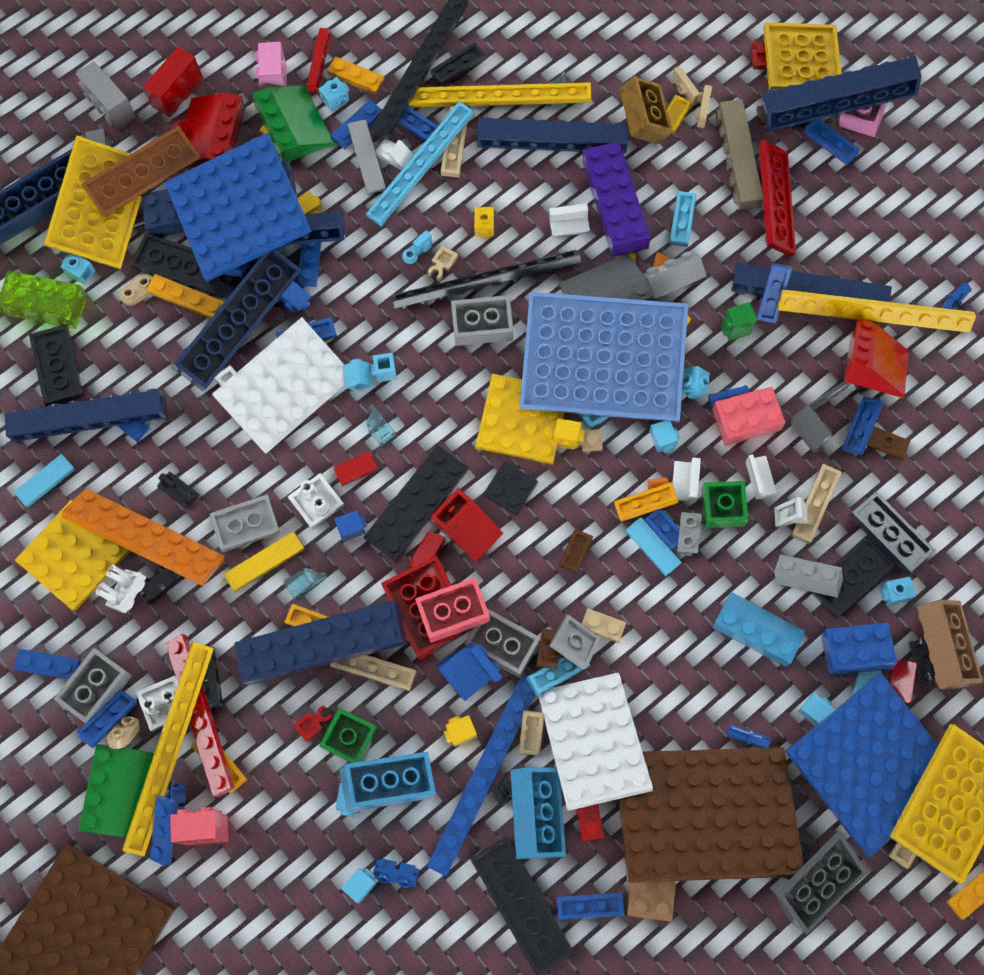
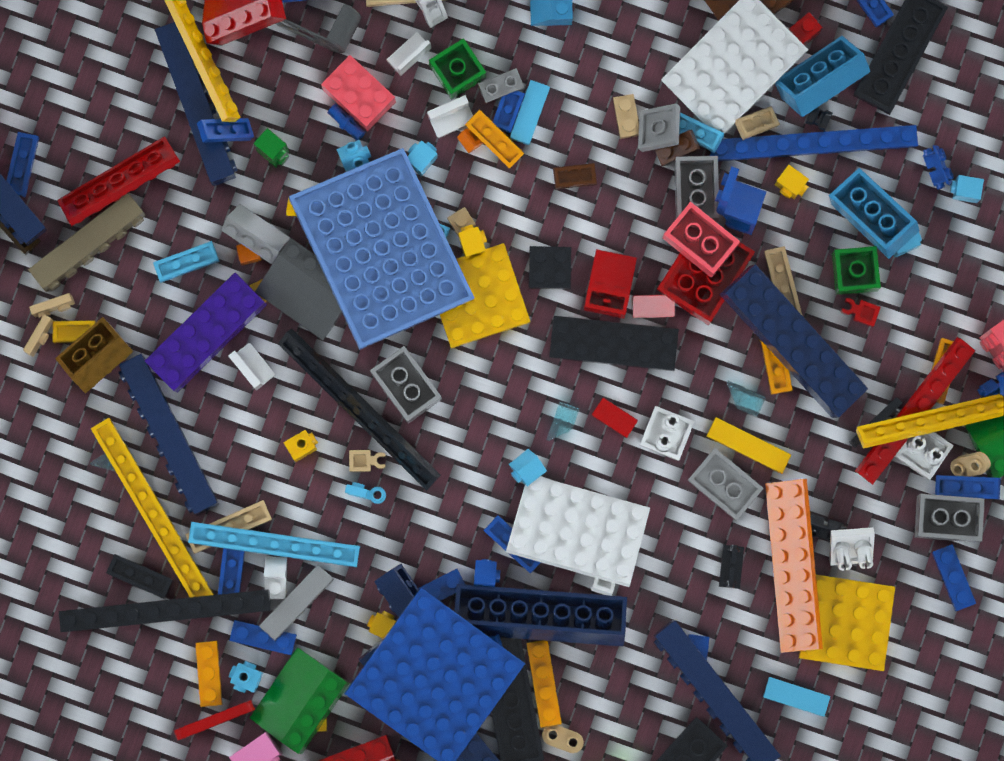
camera: 125 degrees left, 10 degrees up
(350, 525) = (672, 385): blue brick -> none
(384, 367) = (506, 447): medium azure brick -> none

